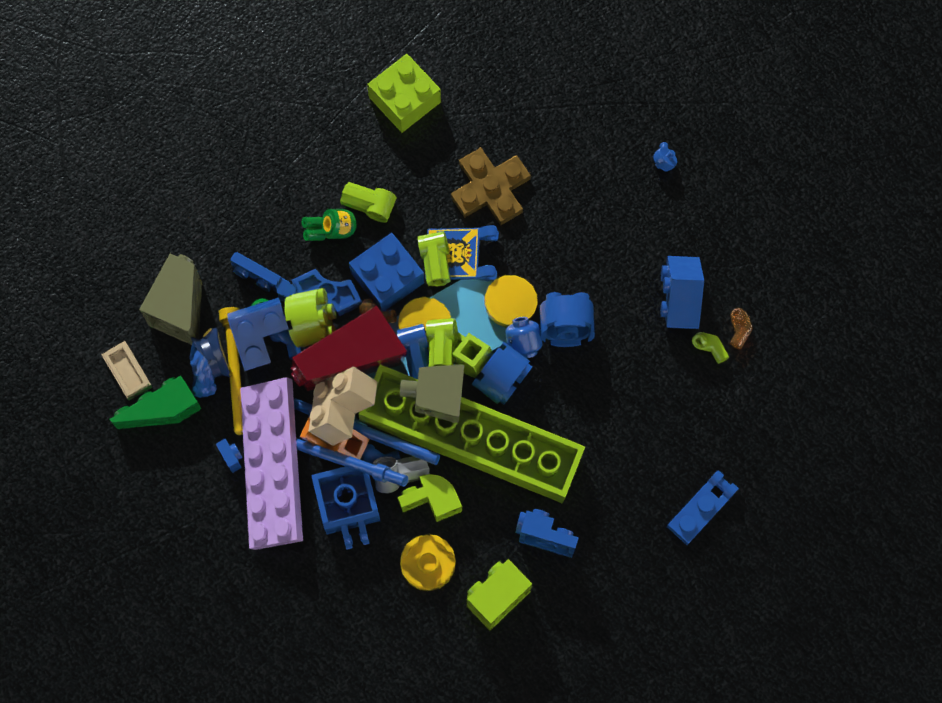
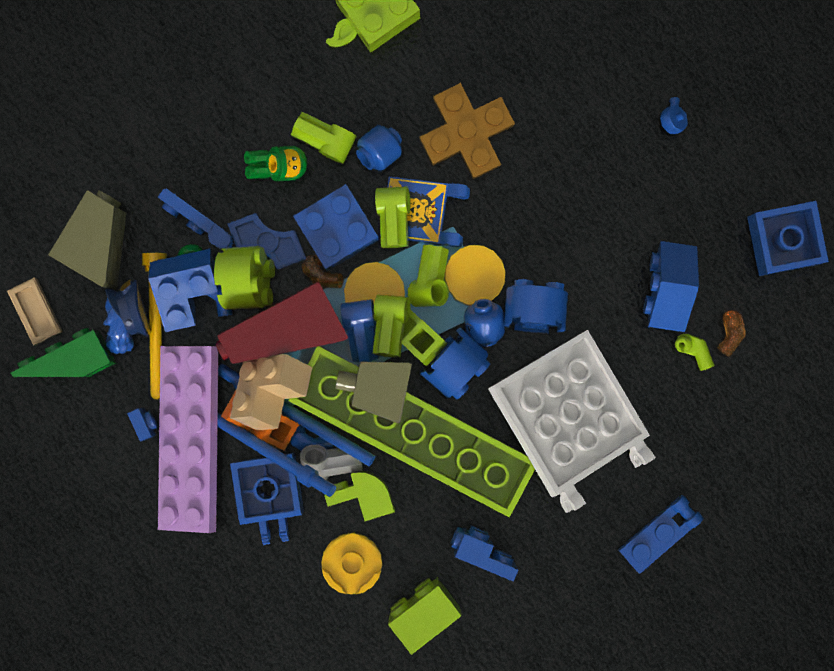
camera: 10 degrees right, 15 degrees up
(377, 120) = (343, 34): none -> lime piece
(417, 204) = (379, 148): none -> blue head
(473, 310) = (430, 287): none -> lime piece
(609, 407) = (571, 416): none -> white plate
(775, 242) = (787, 238): none -> blue brick

